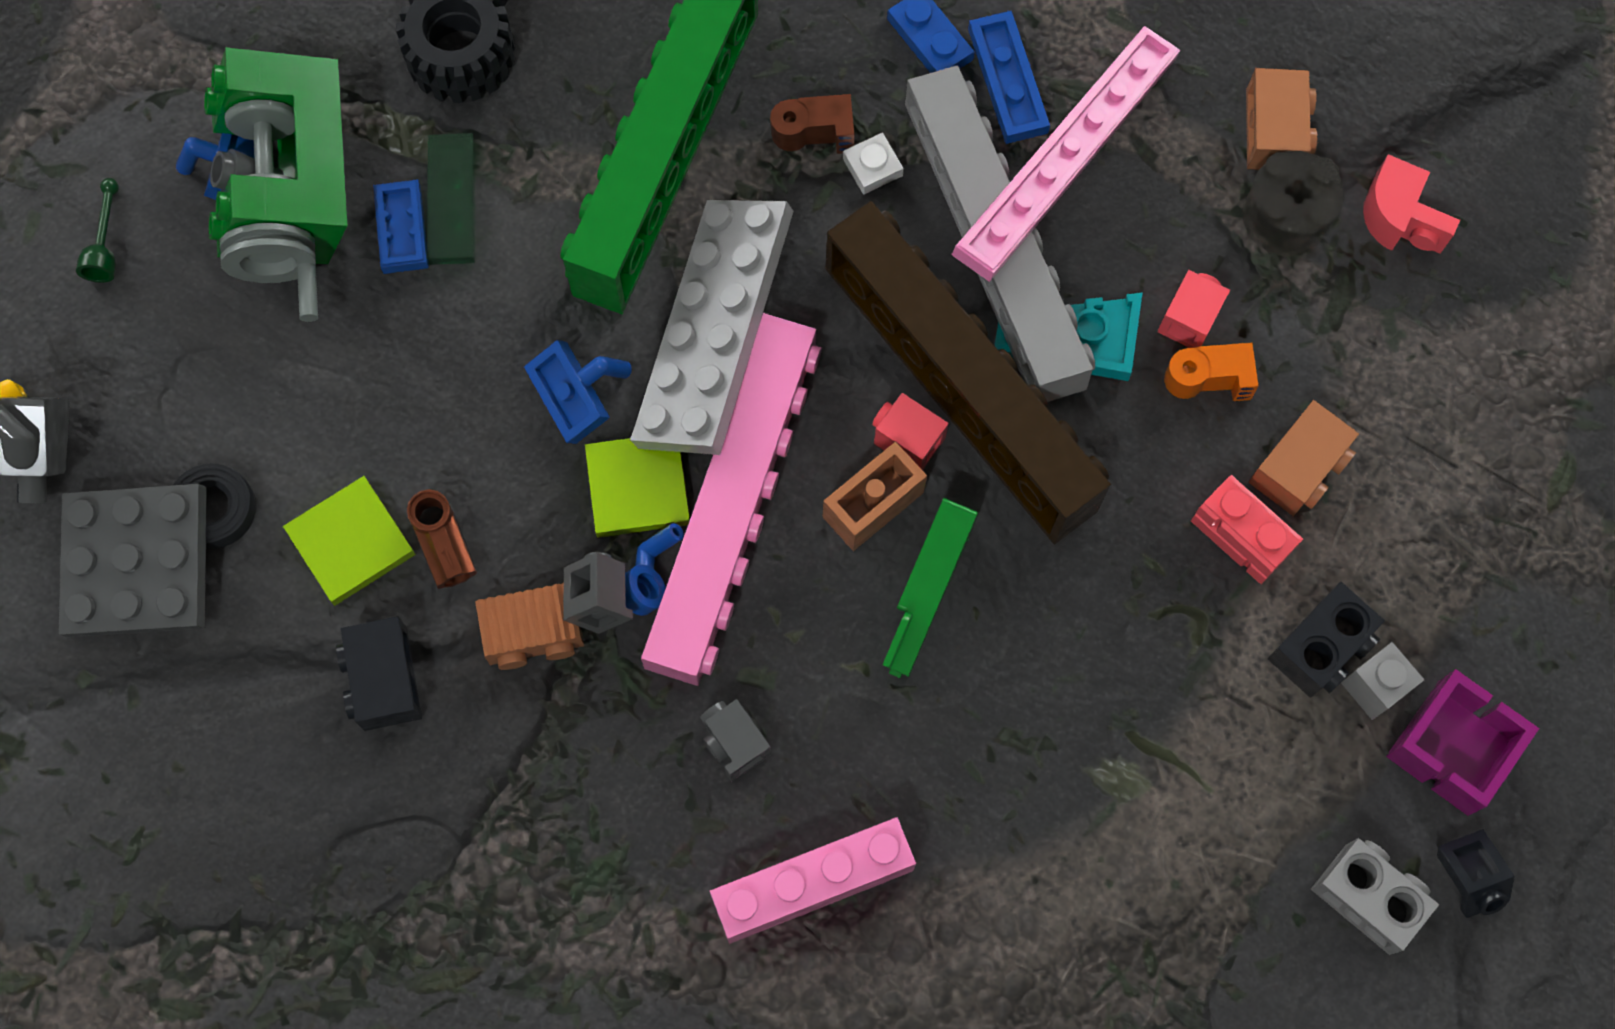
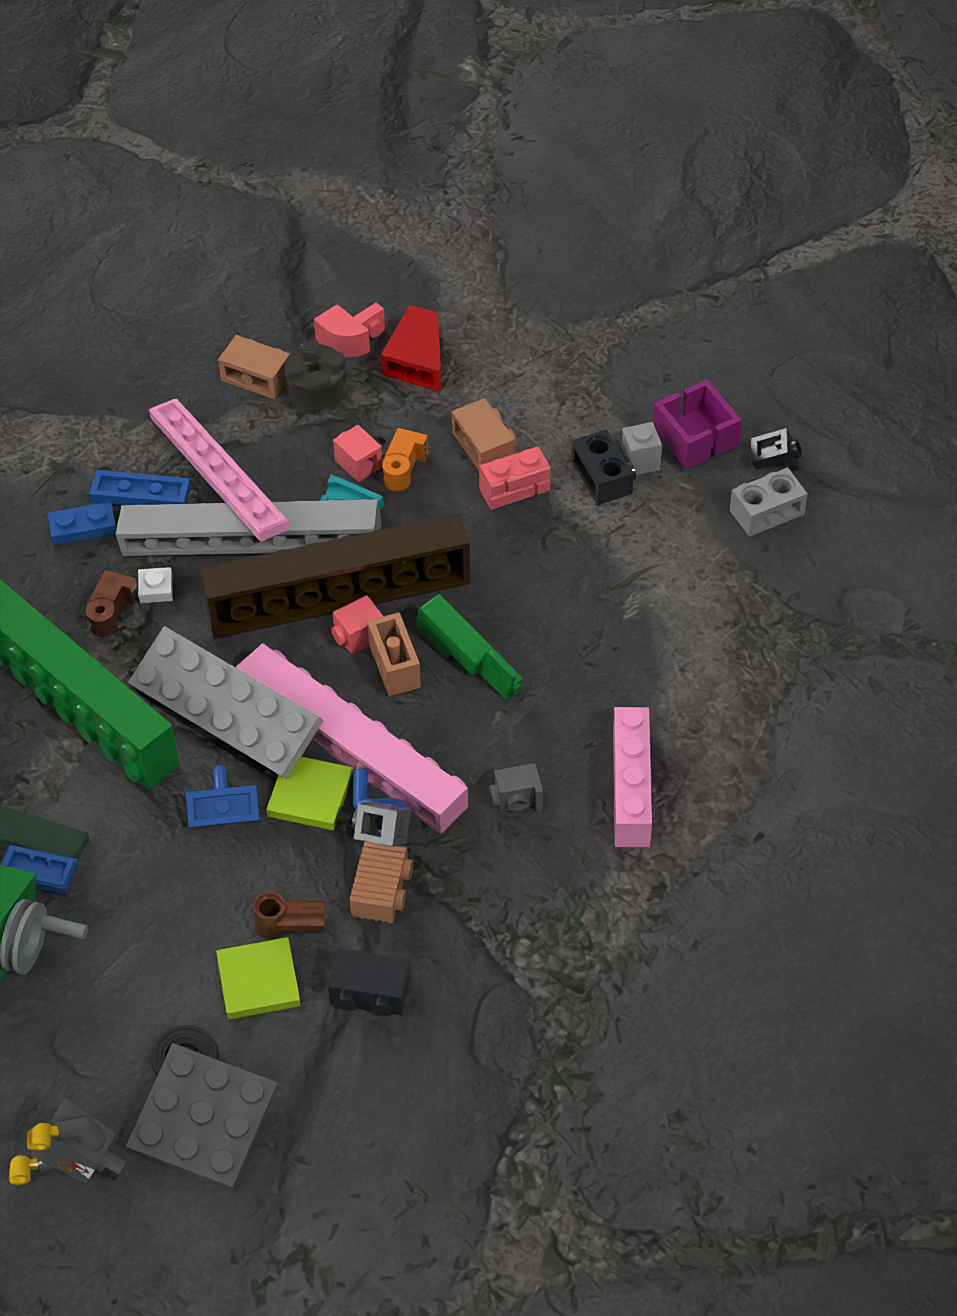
camera: 65 degrees left, 20 degrees down
(1415, 306) = (414, 350): none -> red slope

